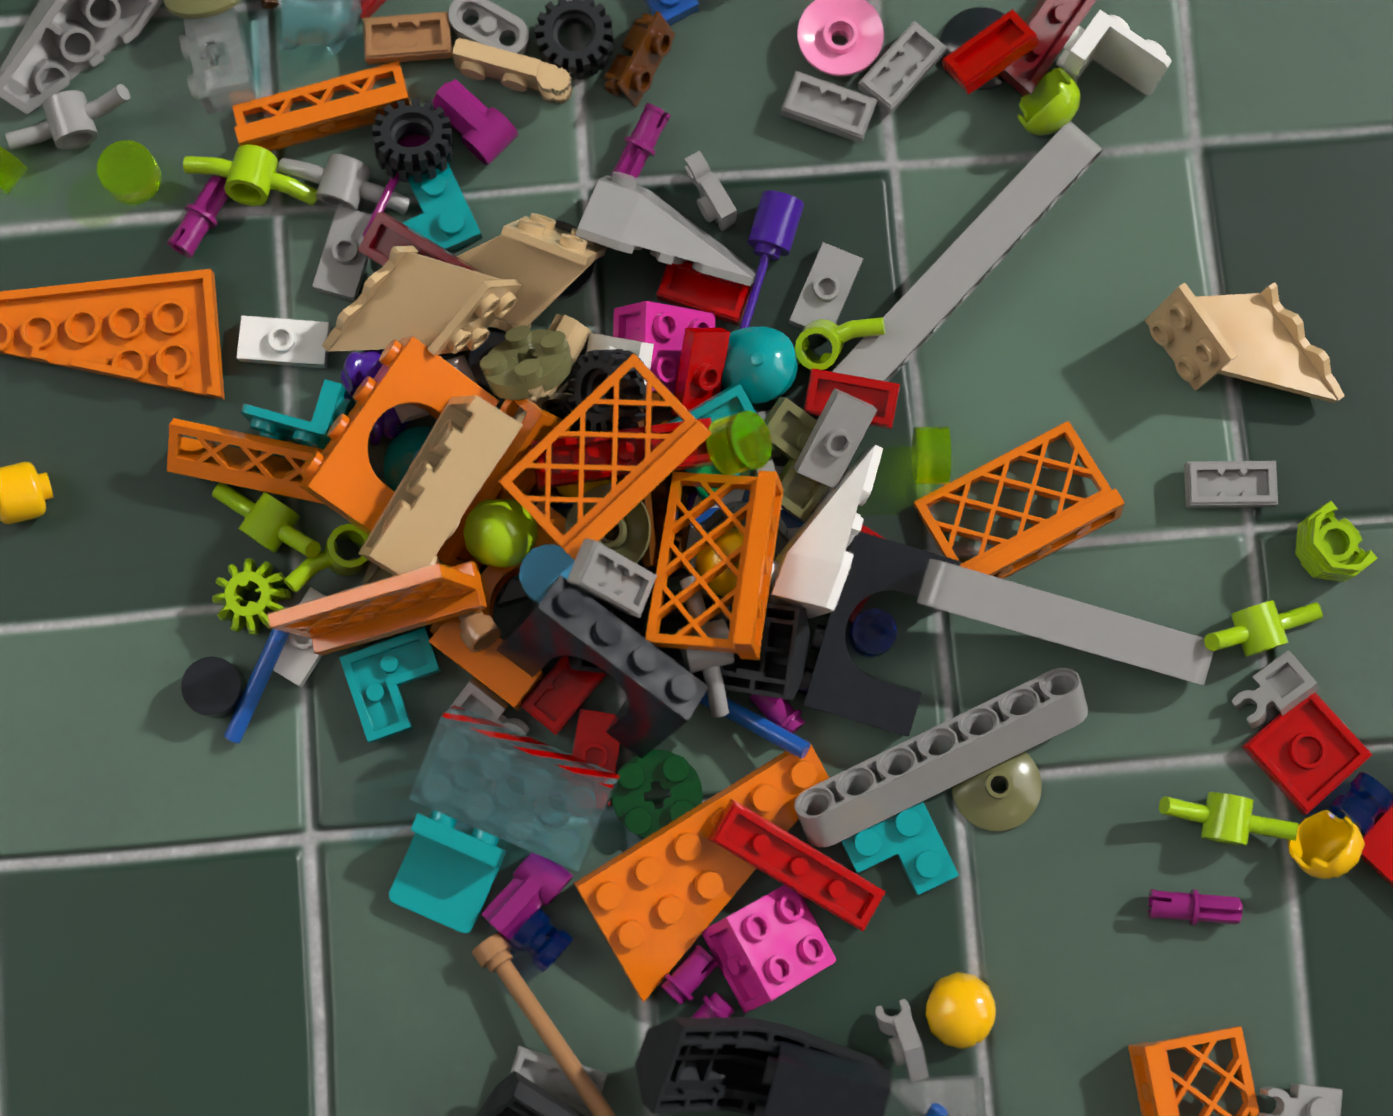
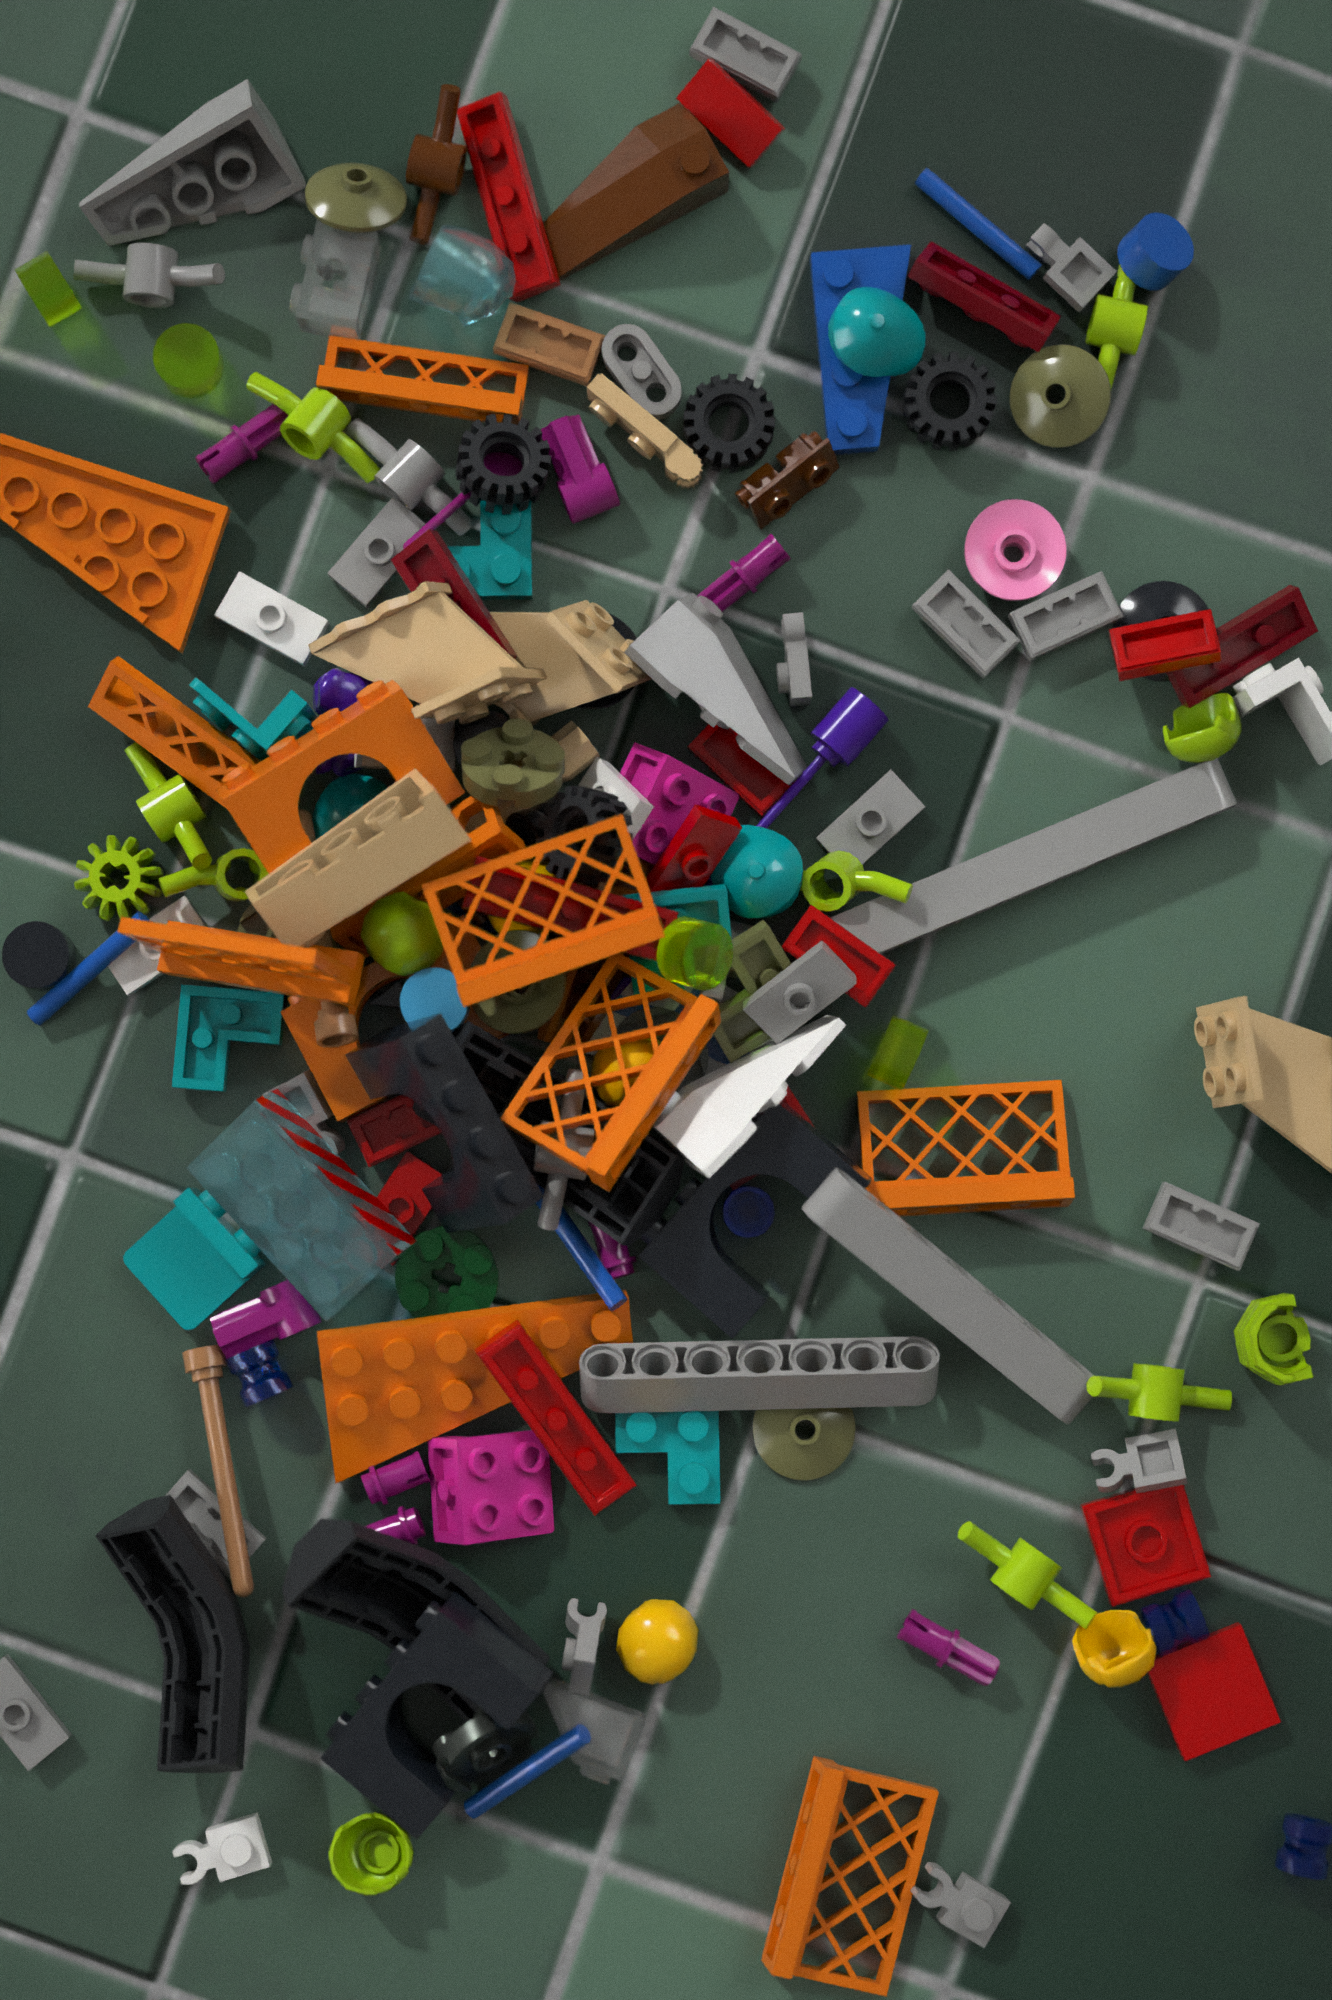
camera: 20 degrees right, 5 degrees up
(611, 577) = (494, 1038): light grey plate -> none

